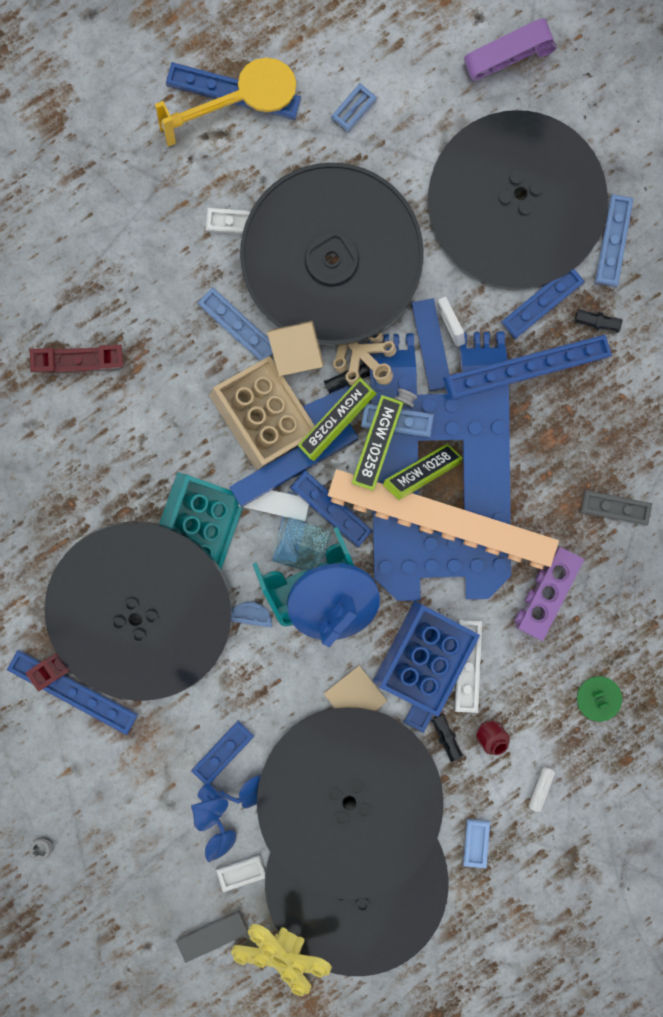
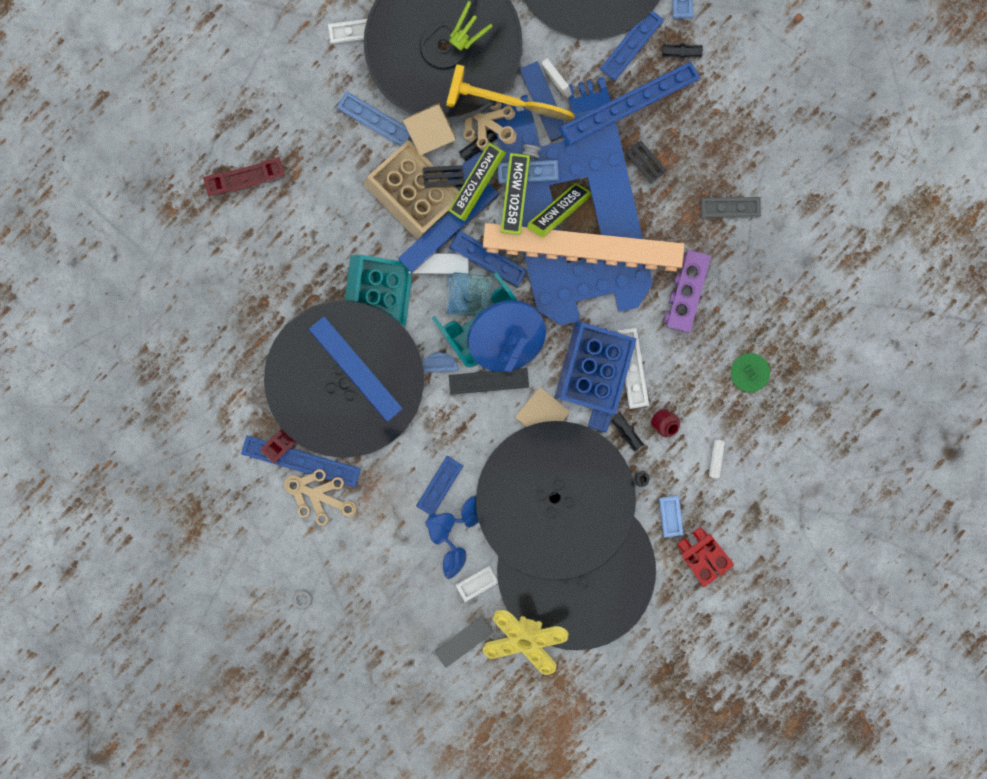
camera: 10 degrees left, 0 degrees up
(83, 735) = (317, 494): none -> tan plant
(150, 606) = (355, 369): none -> blue tile
(301, 397) = (440, 169): none -> black tile
(301, 646) = (488, 381): none -> black tile
(351, 252) = (460, 38): none -> lime plant
(426, 351) = (461, 87): none -> yellow piece
(452, 799) = (646, 481): none -> black pin
(503, 892) = (704, 550): none -> red hips
(539, 433) = (646, 162): none -> black tile

